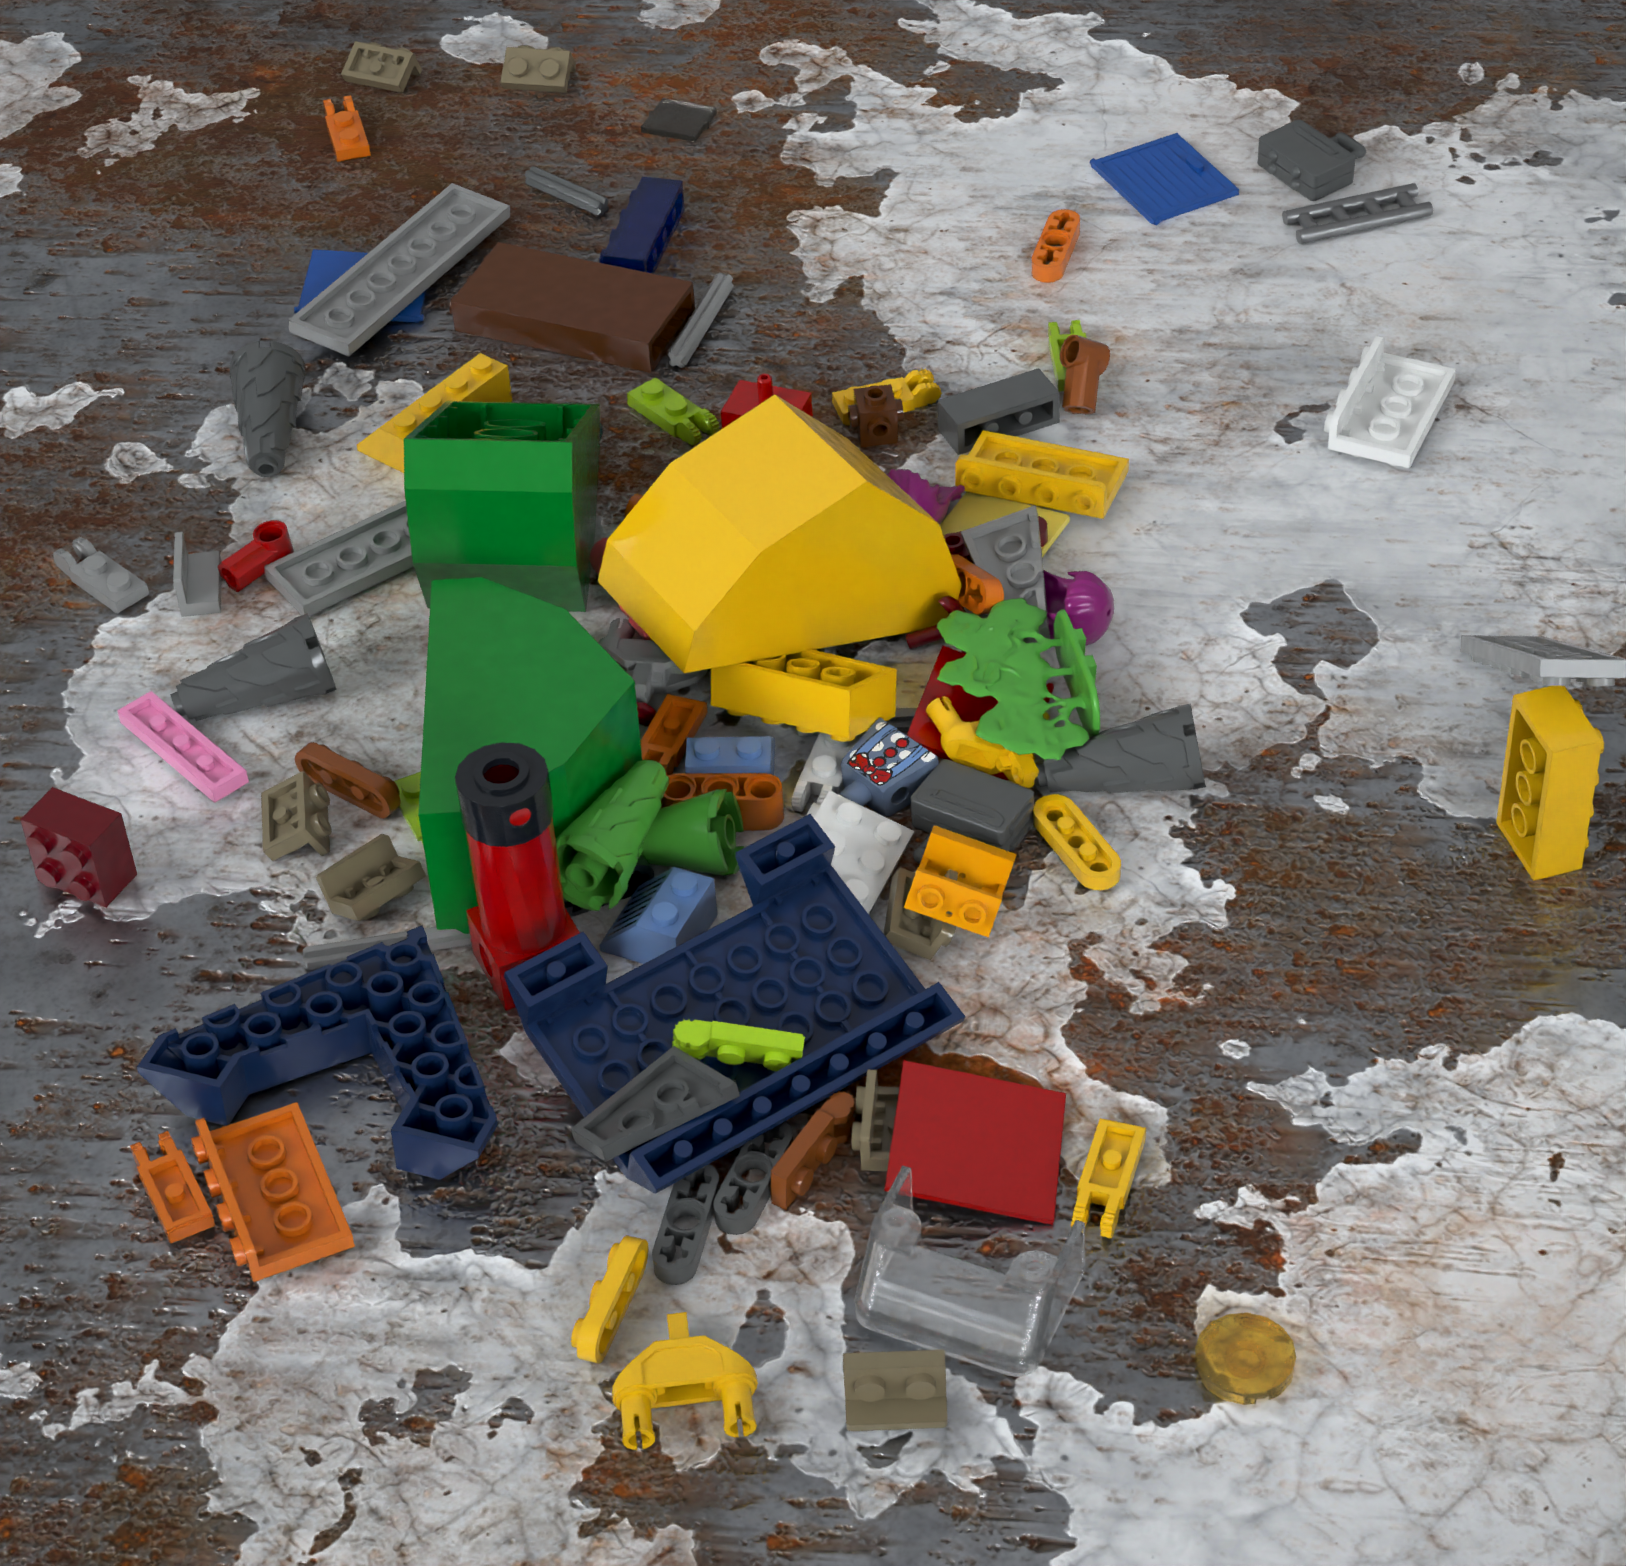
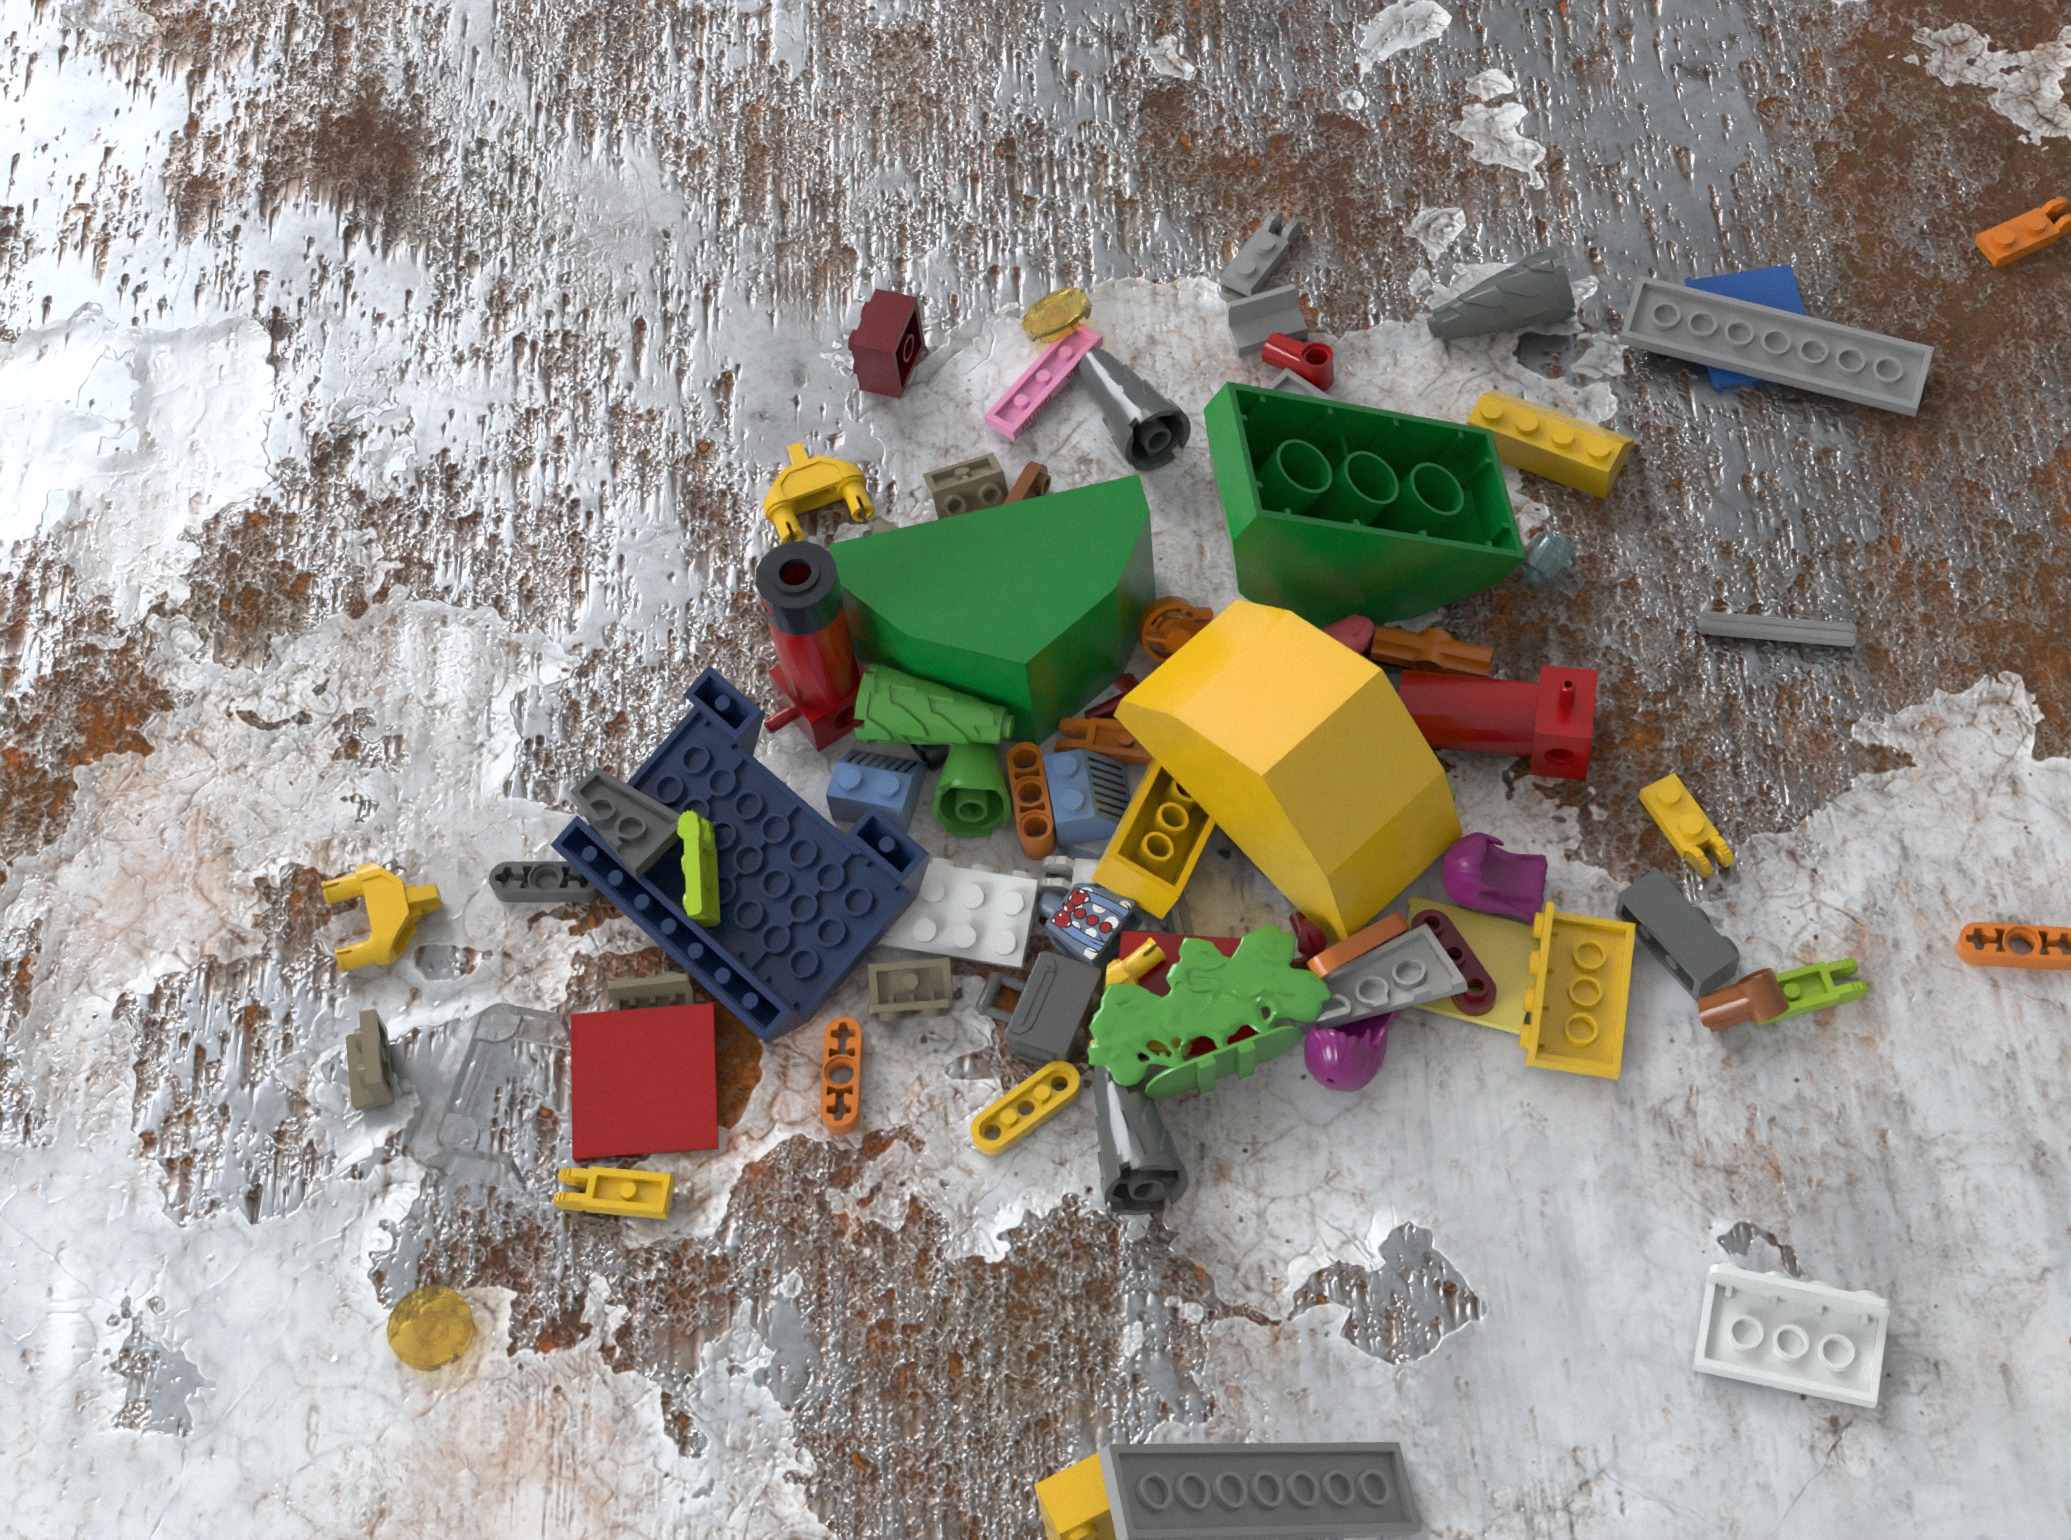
camera: 85 degrees right, 15 degrees up
(104, 721) = (1056, 315): none -> clear yellow tile
(173, 1190) = (555, 521): orange hinge -> none
(230, 943) = (812, 485): none -> yellow connector
(272, 1191) = (551, 585): orange bracket -> none
(373, 1003) = (716, 560): dark blue wedge -> none
(566, 191) = (1975, 455): dark grey axle -> none
(573, 307) = (1757, 510): reddish brown brick -> none
(610, 1299) = (457, 844): yellow plate -> none
(646, 225) = (1910, 540): clear blue brick -> none
(672, 411) = (1615, 634): lime hinge -> none
(756, 1193) = (586, 909): dark grey beam -> none
(812, 1146) = (622, 954): dark orange hinge -> none
(872, 408) = (1633, 817): reddish brown brick -> none
(979, 884) = (966, 986): light orange panel -> none
(1036, 974) = (851, 1090): none -> orange beam

